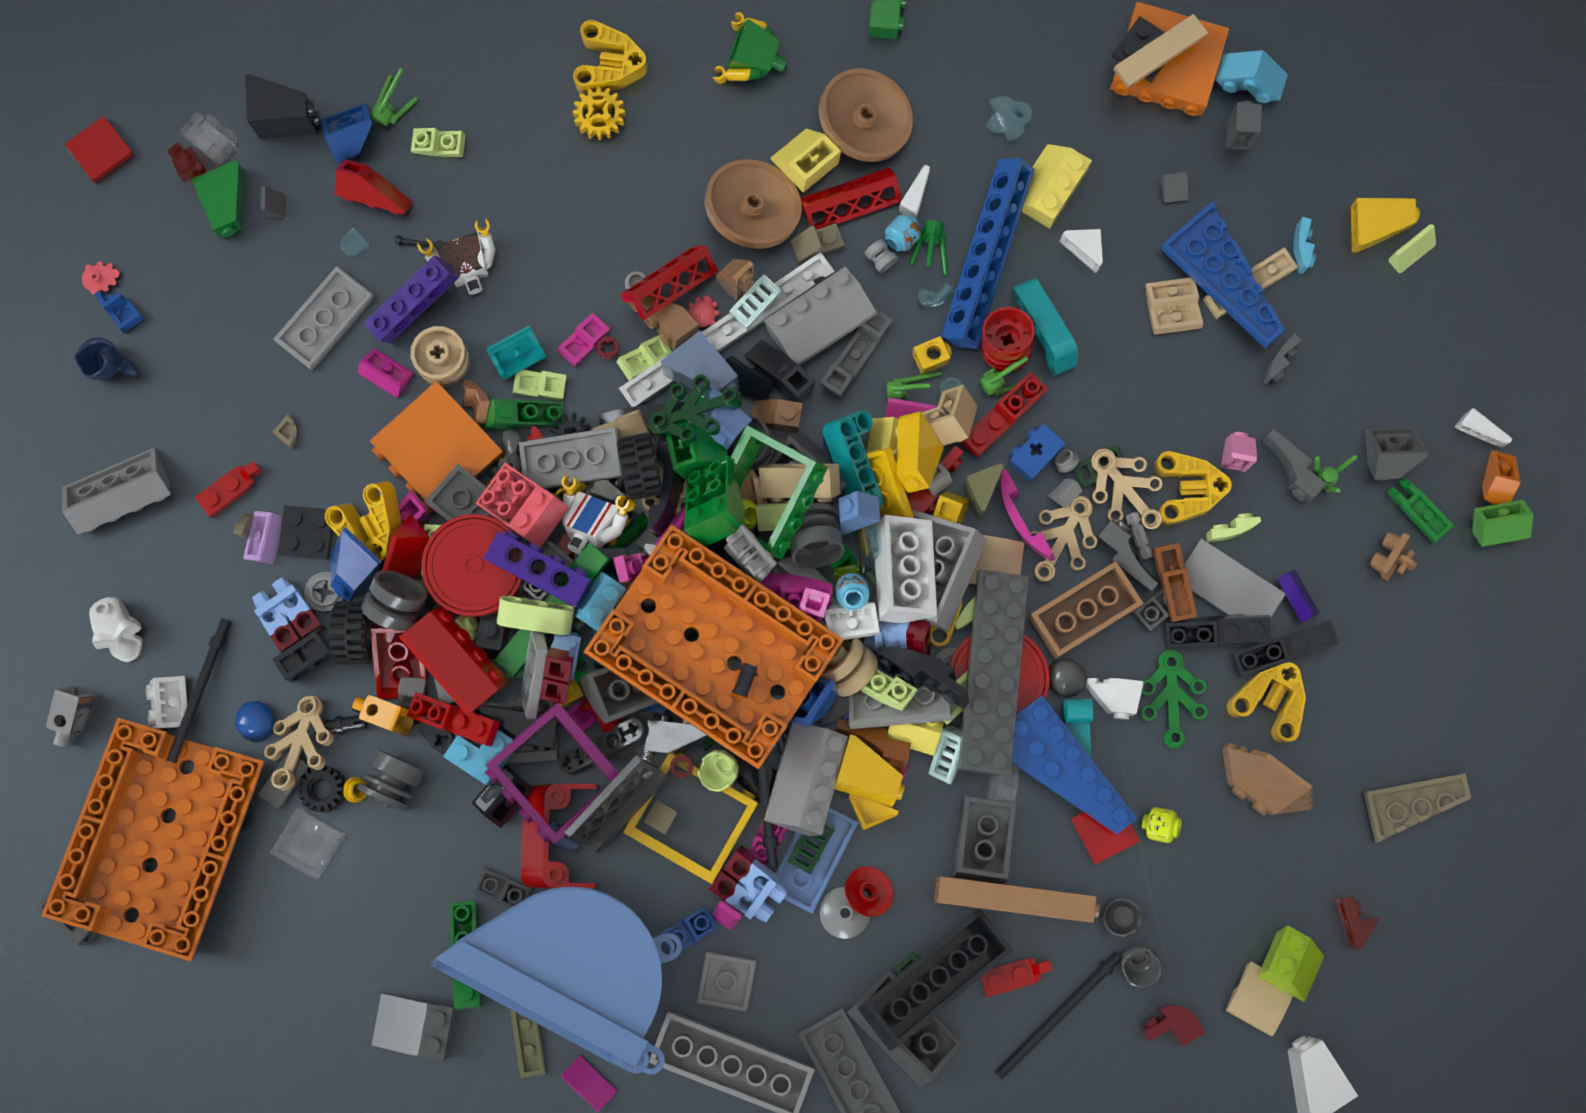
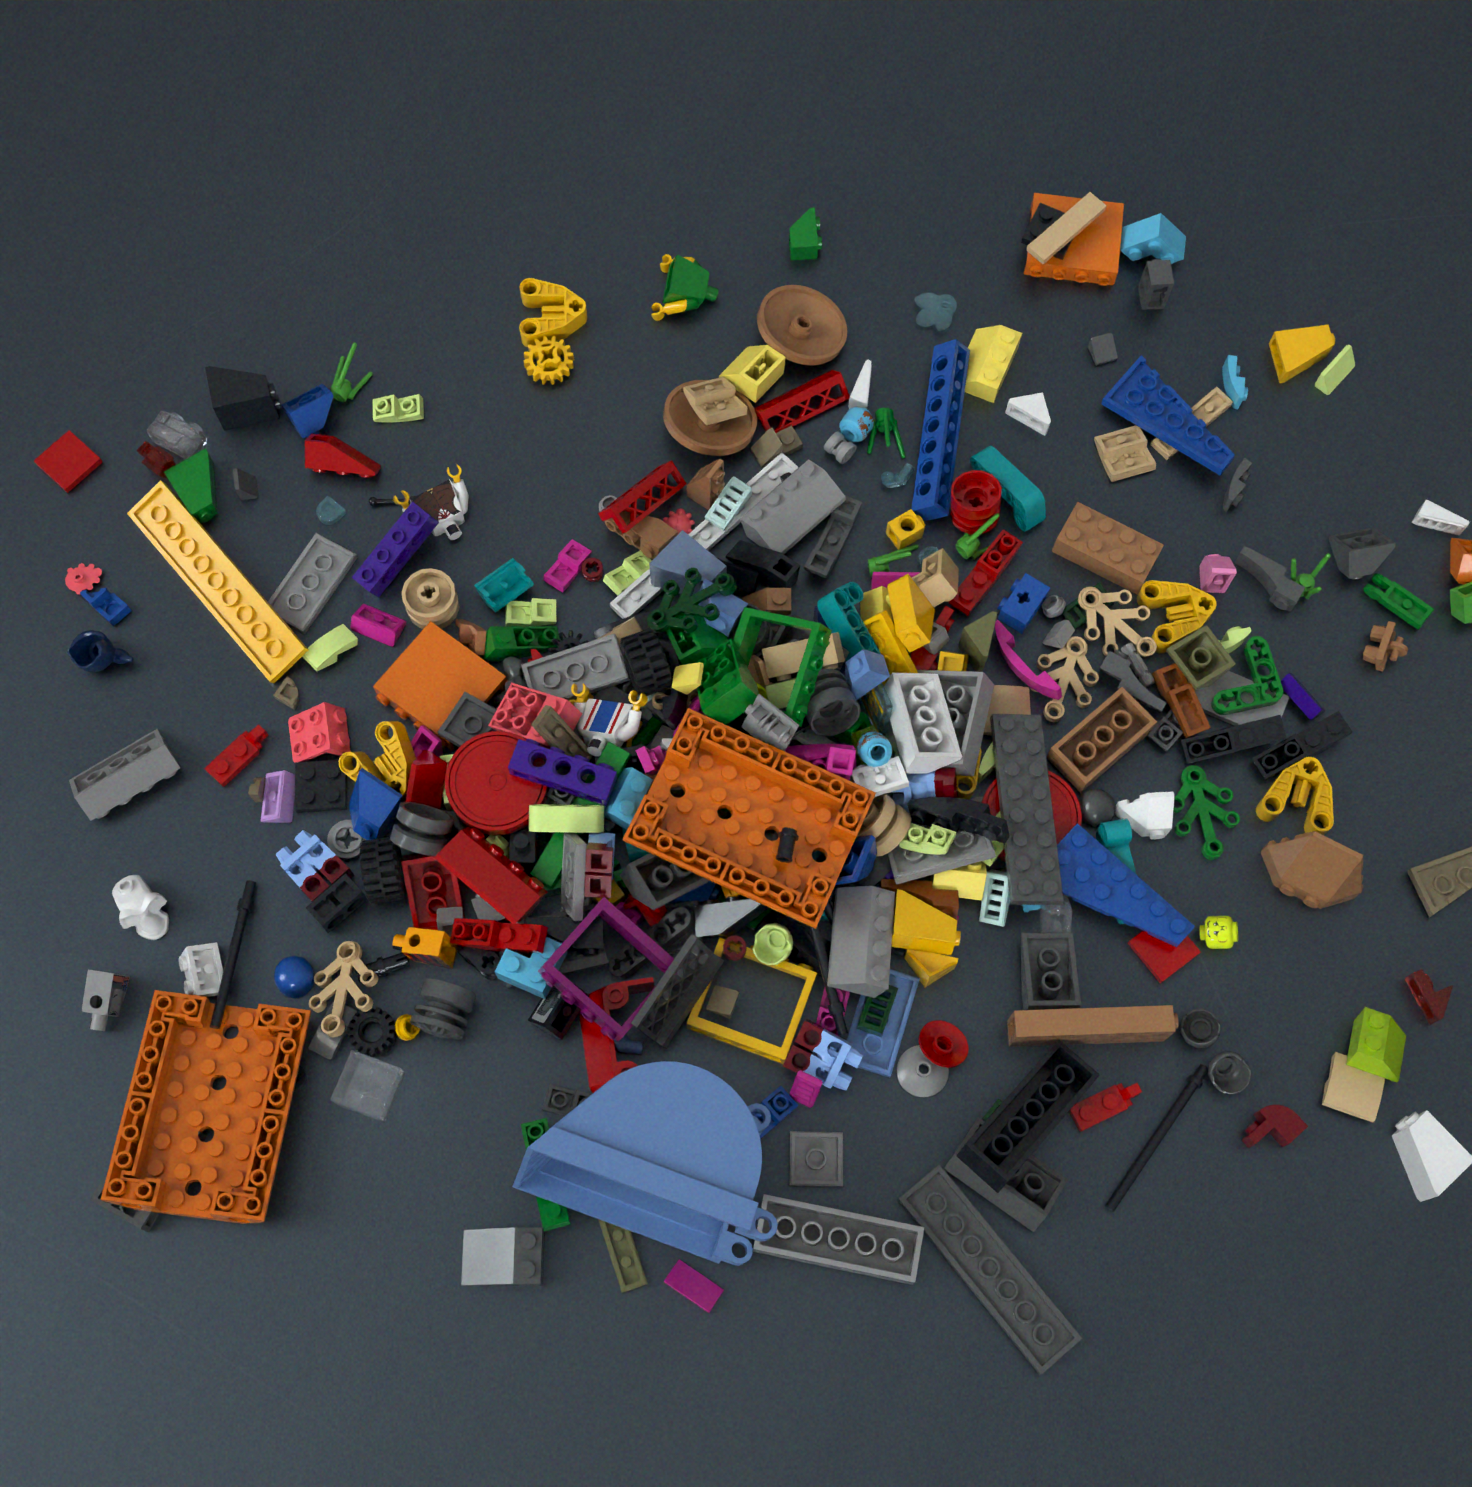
camera: 10 degrees left, 10 degrees down
(231, 304) = (217, 582): none -> yellow plate
(311, 478) = (318, 732): none -> coral bracket
(333, 389) = (326, 648): none -> yellowish green slope
(542, 531) = (559, 734): none -> dark tan tile
(677, 490) = (687, 677): none -> light yellow slope
(760, 187) = (715, 400): none -> tan slope
(1133, 407) = (1107, 547): none -> medium nougat brick
(1202, 543) = (1201, 658): none -> olive slope
(1253, 583) = (1257, 689): none -> green beam

